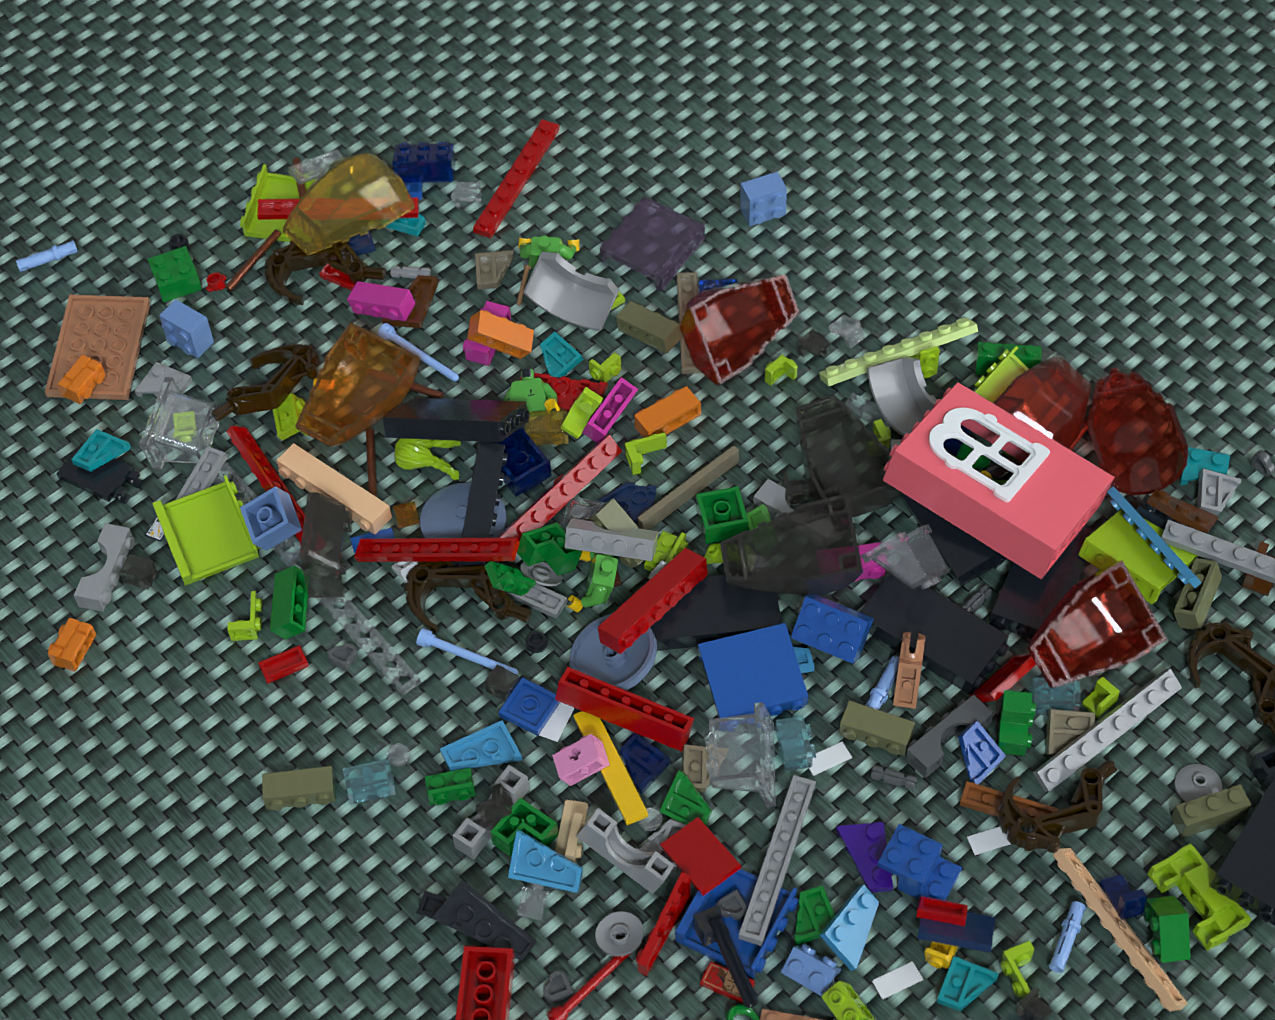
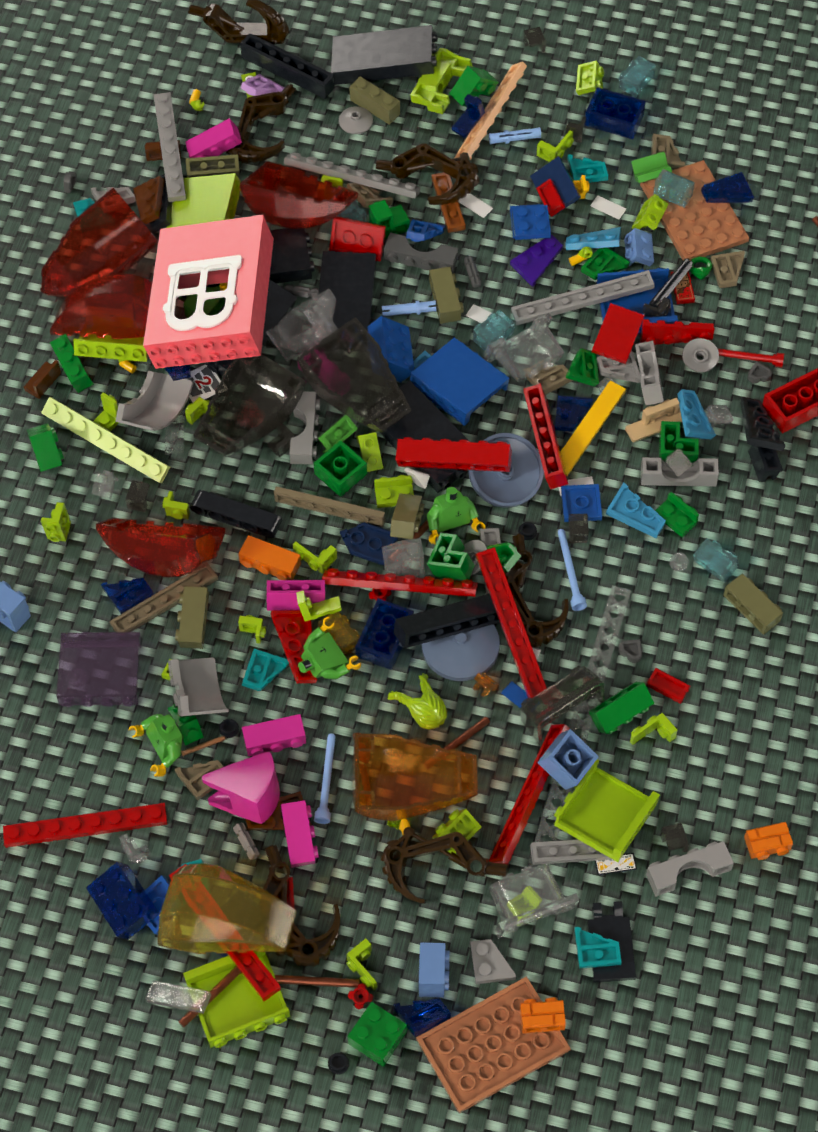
camera: 125 degrees left, 5 degrees up
(156, 305) = (422, 1015): none -> clear blue wing
(235, 291) = (358, 953): none -> lime bracket
(316, 476) = (501, 749): light nougat brick -> none
(445, 281) = (246, 788): none -> dark pink piece
(456, 419) = (391, 675): black brick -> none
(500, 334) = (278, 709): orange brick -> none
(522, 307) = (228, 728): none -> black plate
(580, 759) = (610, 444): bright pink brick -> none
(632, 544) = (433, 526): light grey arch -> none
(733, 906) = (633, 304): dark grey tile -> none
(737, 413) = (236, 514): none -> black beam
(822, 269) = (58, 525): none -> lime bracket
(838, 897) = (584, 254): none -> arm
(909, 672) = (390, 291): nougat plate -> none
(923, 293) = (44, 446): none -> green brick
(1005, 331) = (43, 379): none -> reddish brown panel
(1157, 544) = (195, 191): dark azure plate -> none
(1232, 608) = (214, 140): none -> dark pink brick

